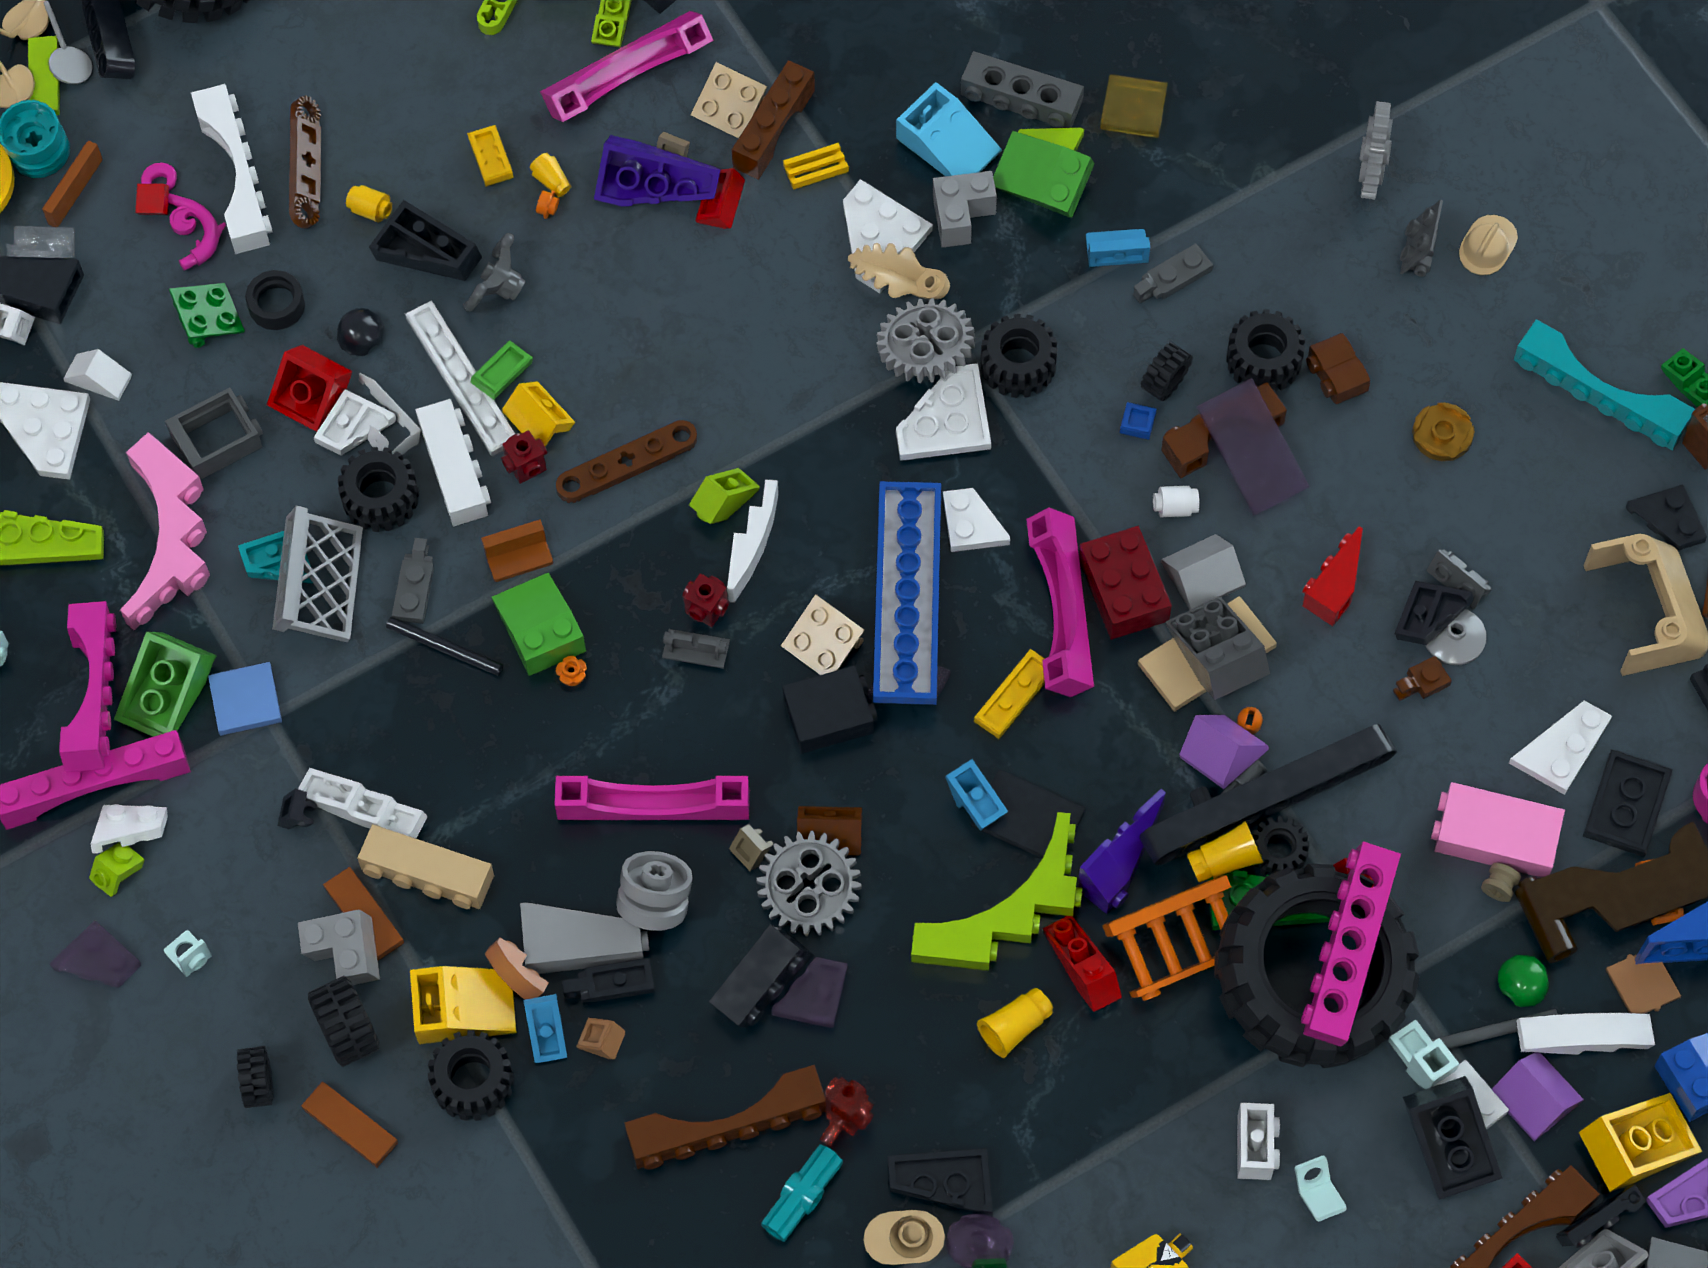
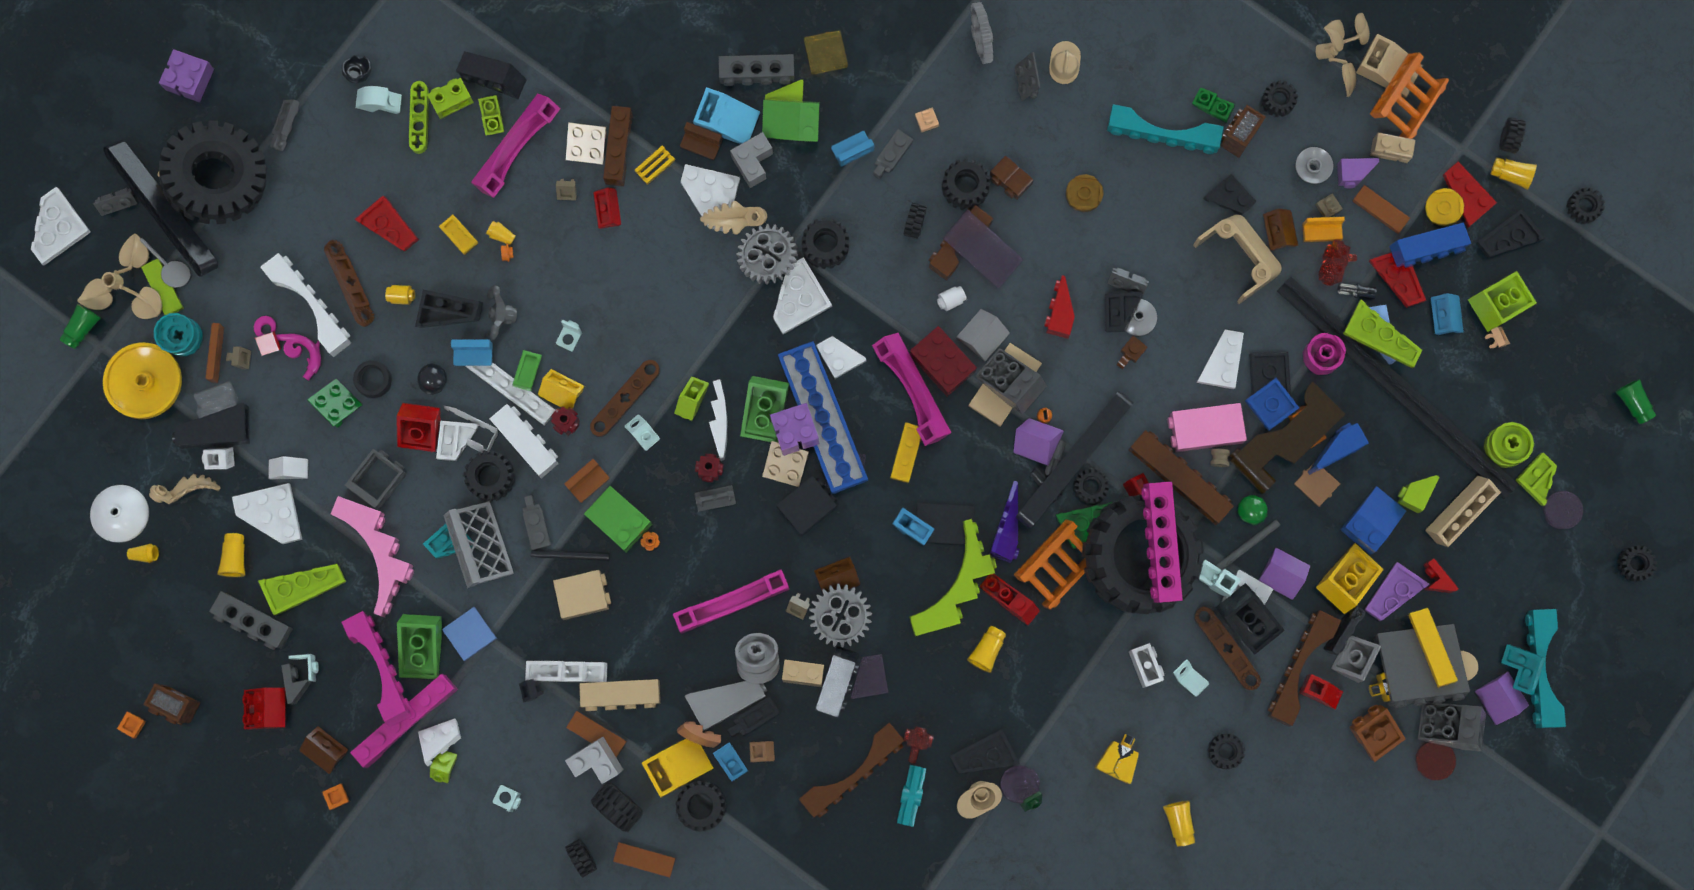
camera: 25 degrees left, 15 degrees up
(97, 957) = (457, 822): clear purple wing -> none
(104, 203) = (240, 357): none -> dark tan tile
(397, 106) = (386, 222): none -> red wing
(434, 313) = (472, 352): none -> dark azure panel
(435, 705) = (582, 594): none -> tan brick
(592, 338) = (569, 328): none -> light aqua bracket
(631, 517) = (642, 432): none -> light aqua bracket
(646, 174) = (556, 211): dark purple wedge -> none
(712, 937) = (803, 673): none -> tan brick
(825, 549) = (762, 400): none -> bright green slope
(858, 577) = (794, 426): none -> medium lavender piece
(898, 157) = (701, 141): none -> reddish brown panel
(1138, 420) = (908, 255): blue tile -> none
(1225, 854) = (1066, 506): yellow plant -> none
(1245, 247) = (926, 119): none -> light nougat tile
(1404, 1193) = (1236, 660): none -> reddish brown piece
(1428, 889) = (1184, 480): none -> reddish brown brick
(1585, 1032) = (1298, 528): white slope -> none
(1616, 834) = (1272, 404): none -> blue tile

